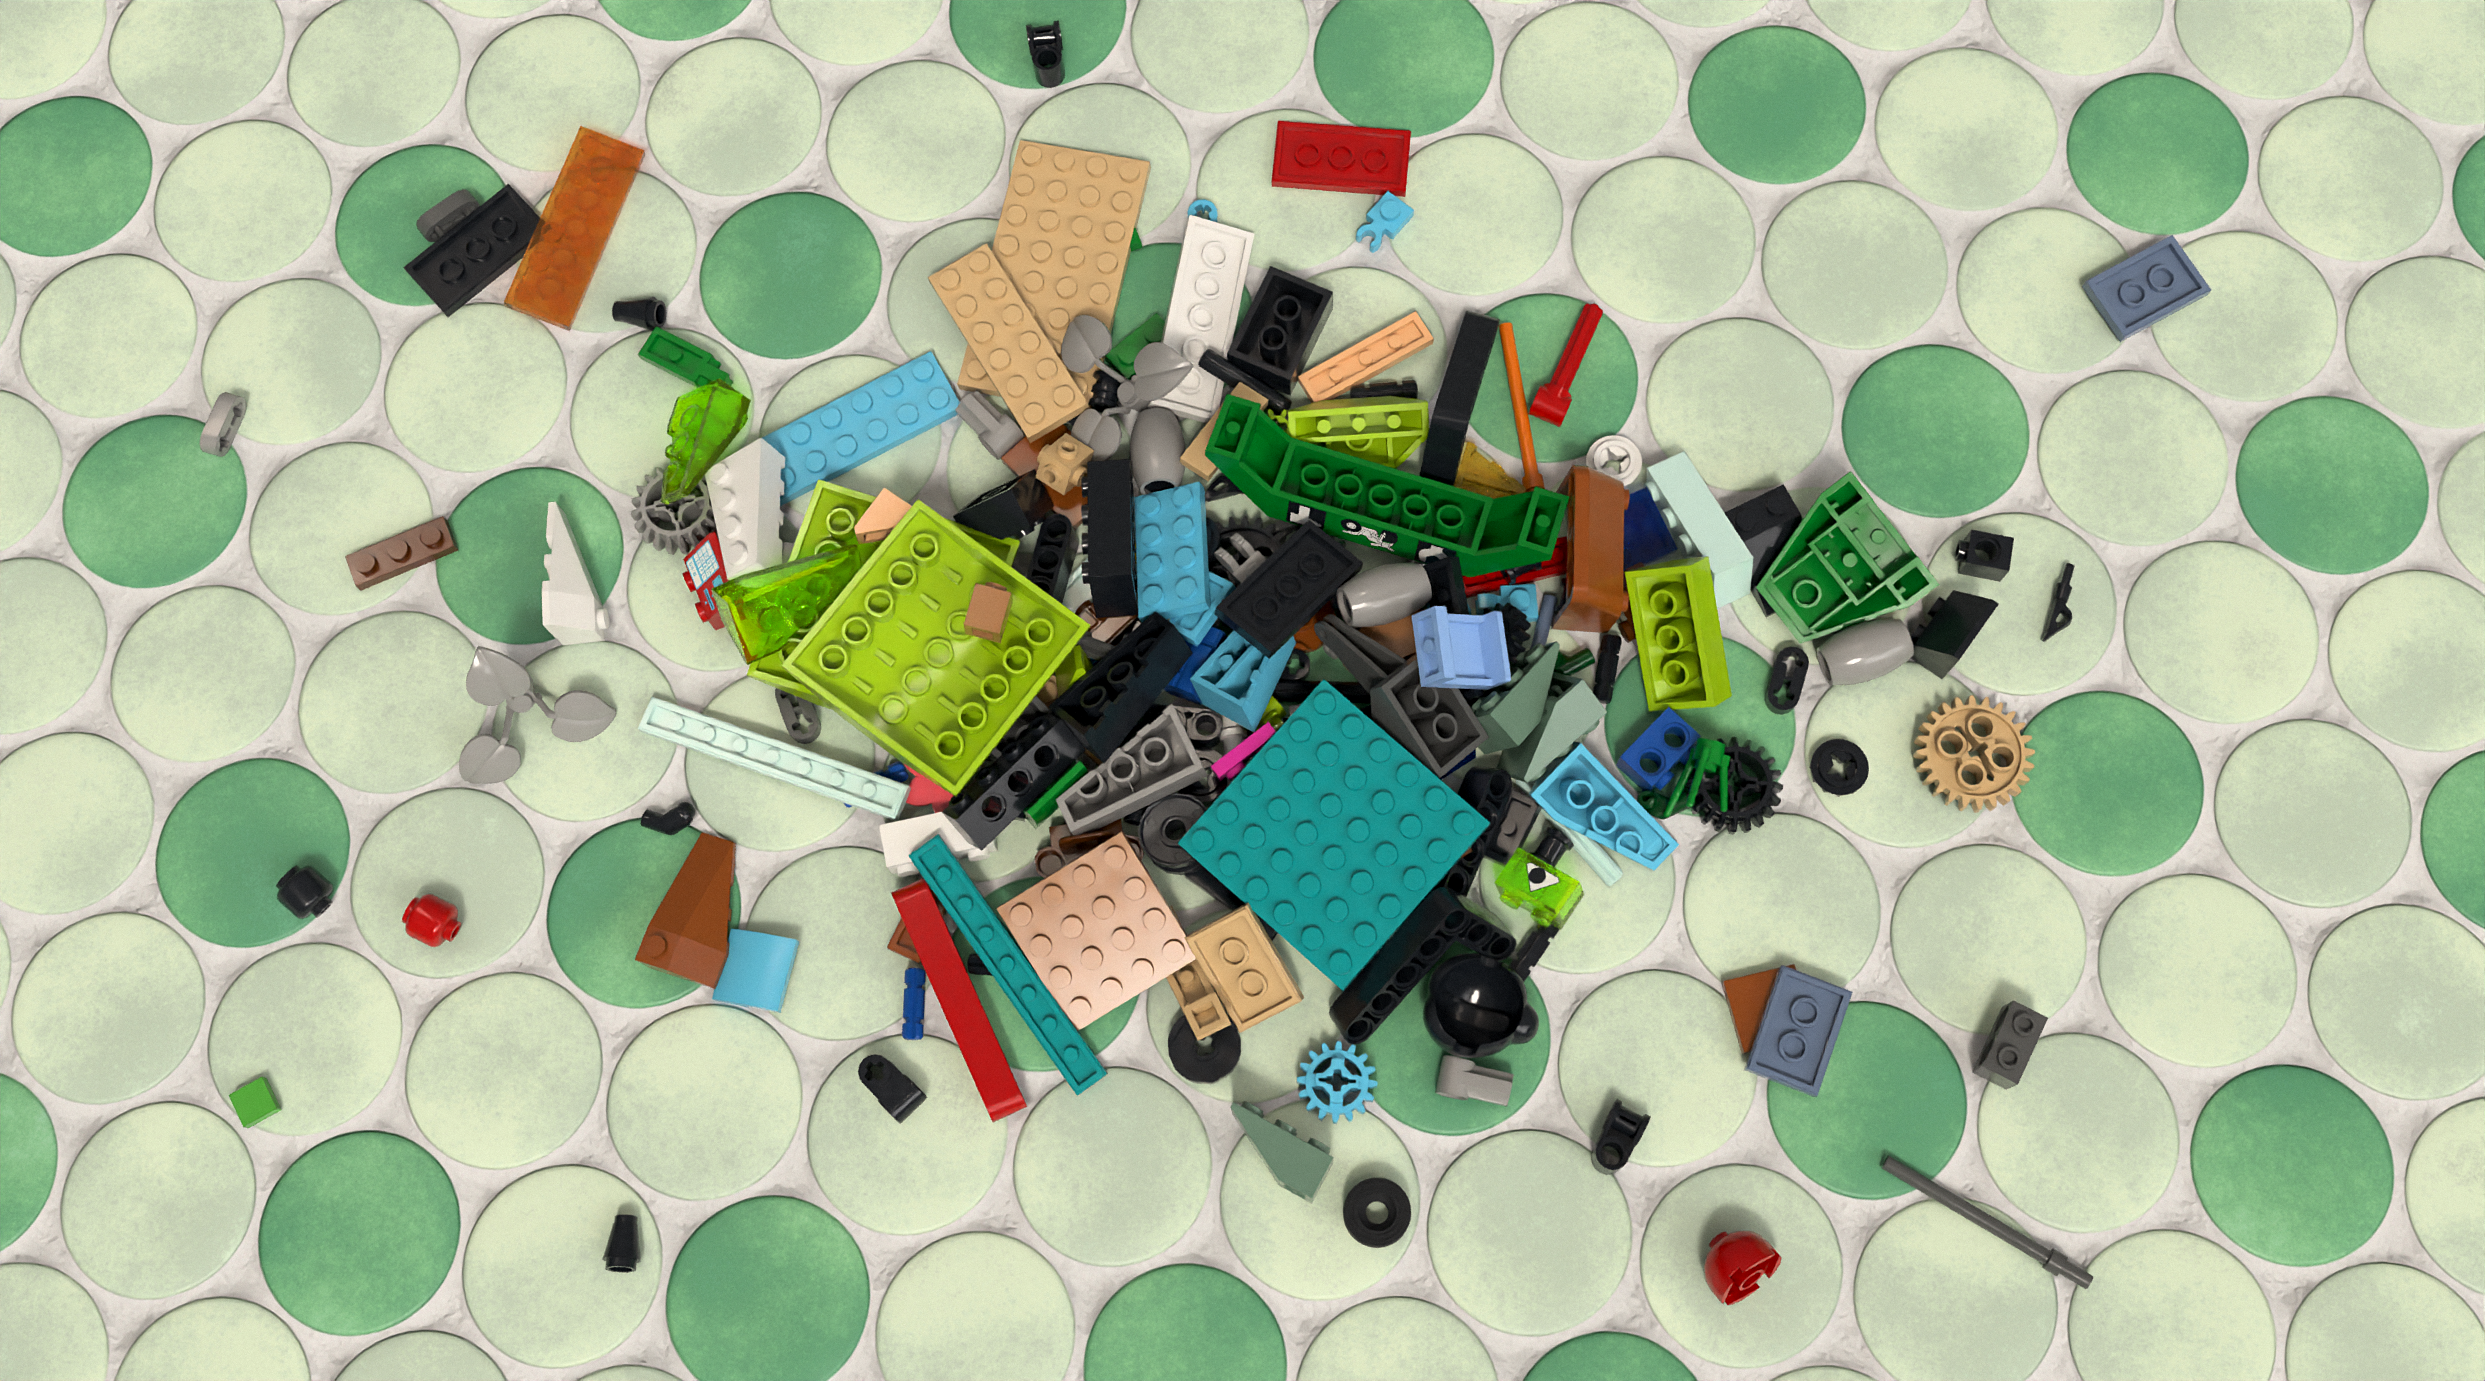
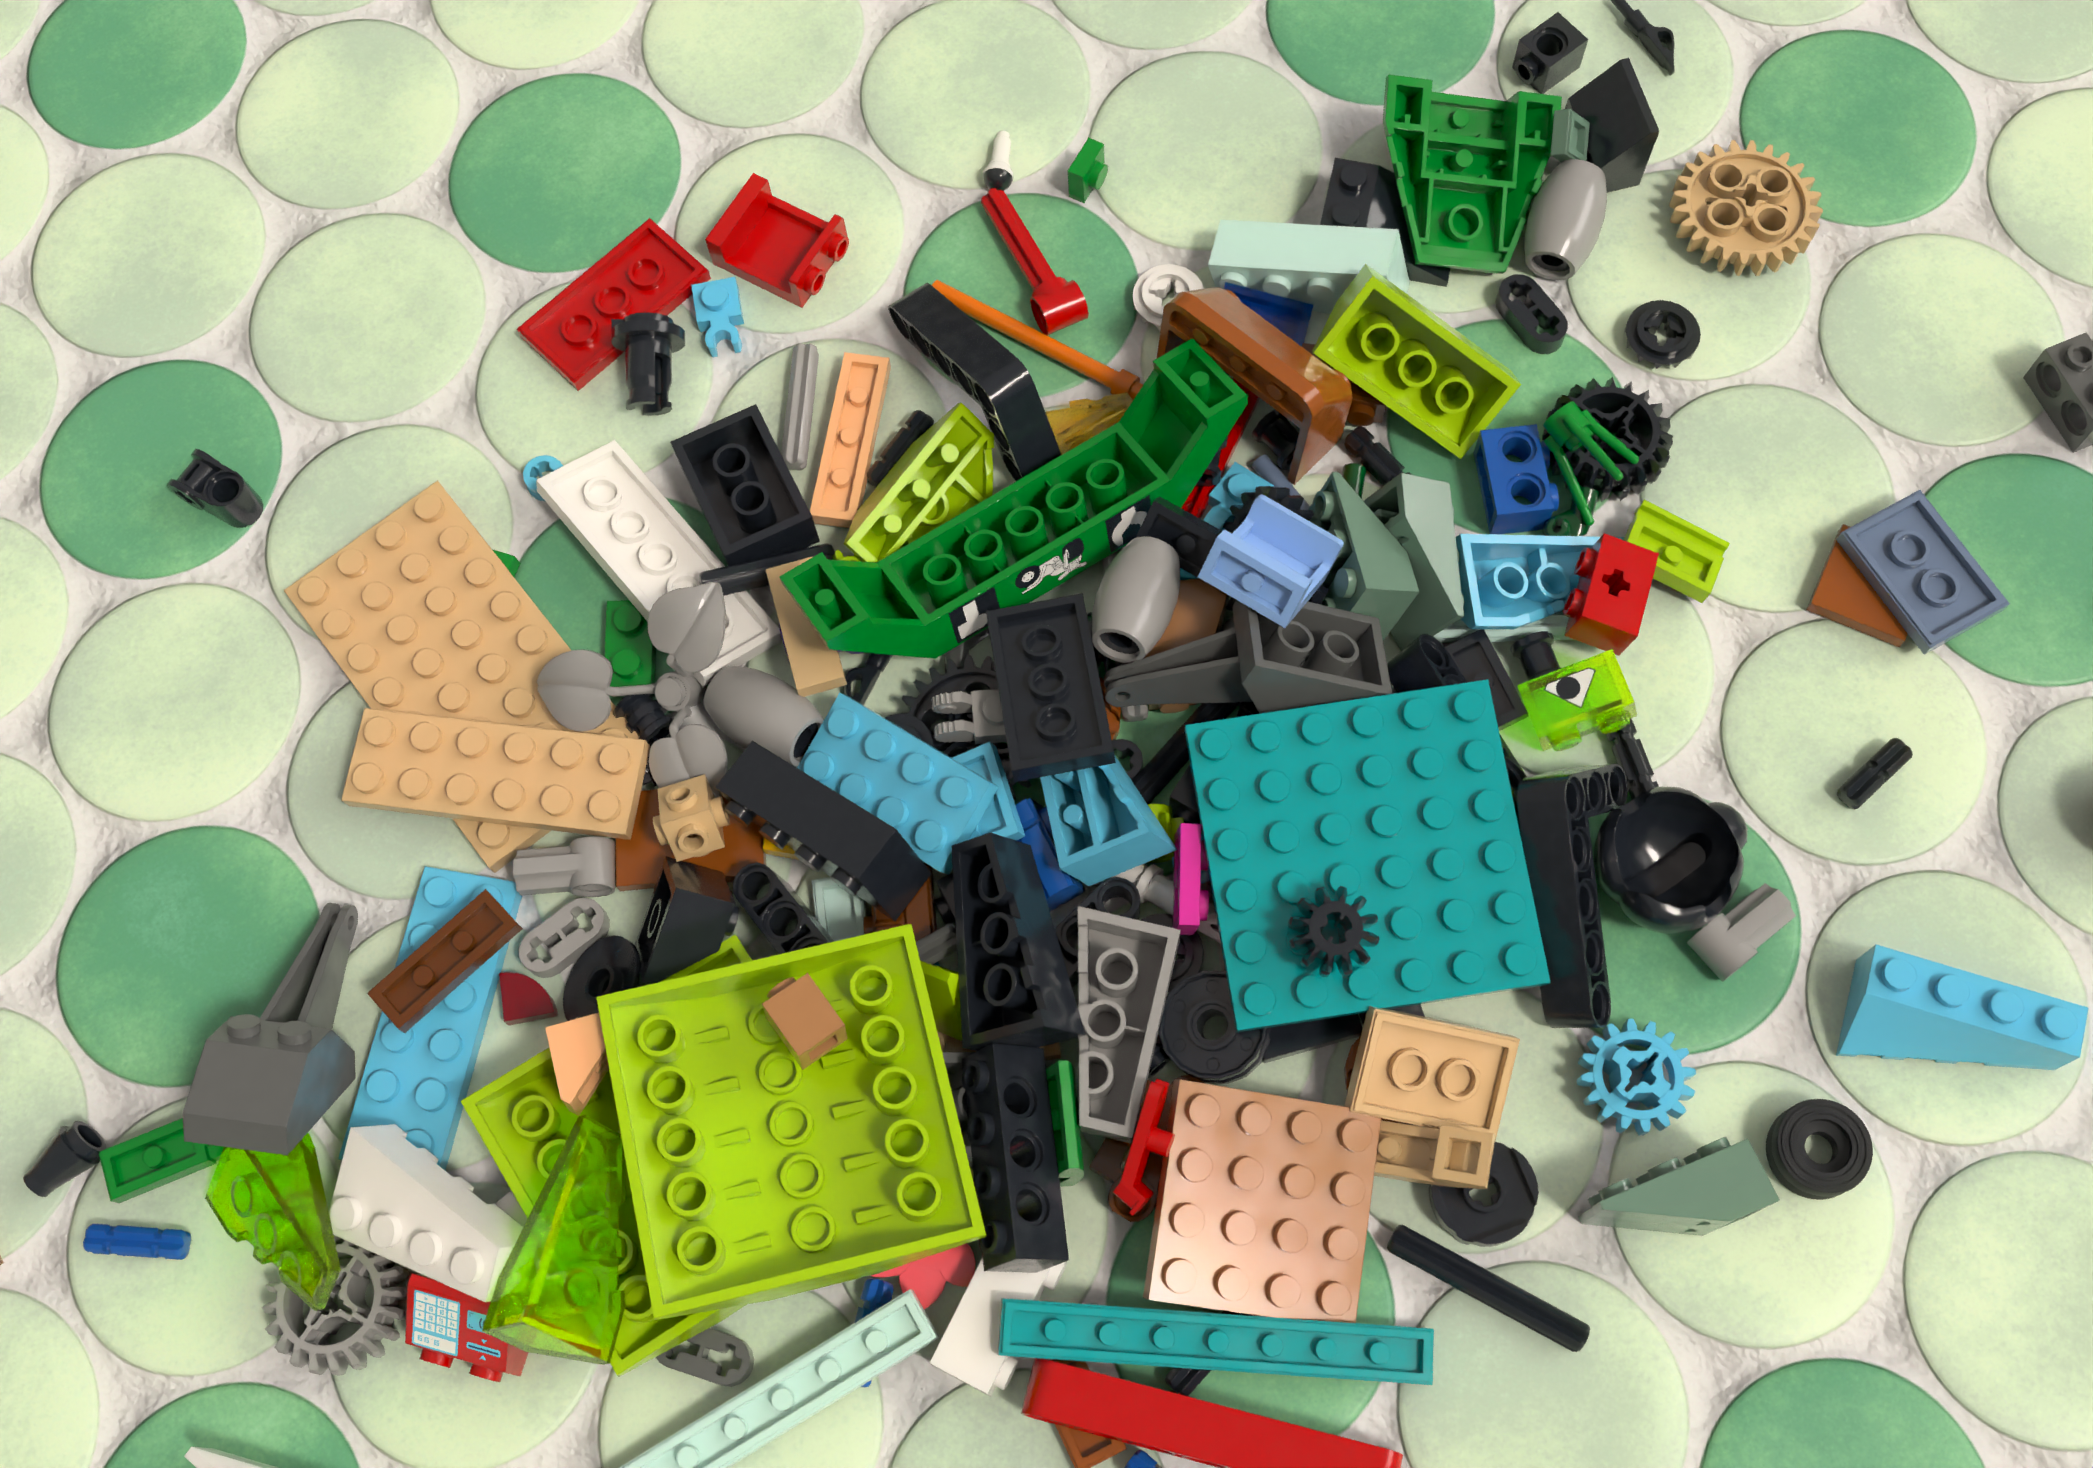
camera: 50 degrees left, 5 degrees down
(630, 385) = (137, 1241): none -> blue axle
(759, 378) = (279, 1073): none -> dark grey slope
(886, 407) = (444, 961): none -> reddish brown plate
(903, 464) = (524, 999): none -> dark red tile
(945, 493) = (602, 969): none -> black dish
(953, 448) = (556, 929): none -> light grey beam
(1075, 840) = (1146, 1139): none -> red piece
(1153, 1088) = (1488, 1288): none -> black axle
(1265, 835) = (1350, 942): none -> black gear
(1317, 208) = (648, 350): none -> black piece
(1363, 314) = (800, 406): none -> light grey axle
(1456, 214) = (776, 243): none -> red panel
(1512, 1226) = (1944, 1014): none -> medium azure wedge
(1612, 299) = (998, 172): none -> piece
(1622, 1132) = (1913, 826): black piece -> none
(1640, 848) = (1610, 594): none -> red brick
(1649, 1093) = (1874, 773): none -> black piece
(1657, 348) = (1087, 171): none -> green plate
(1688, 876) = (1687, 554): none -> lime plate
(1918, 611) = (1569, 136): none -> sand green tile

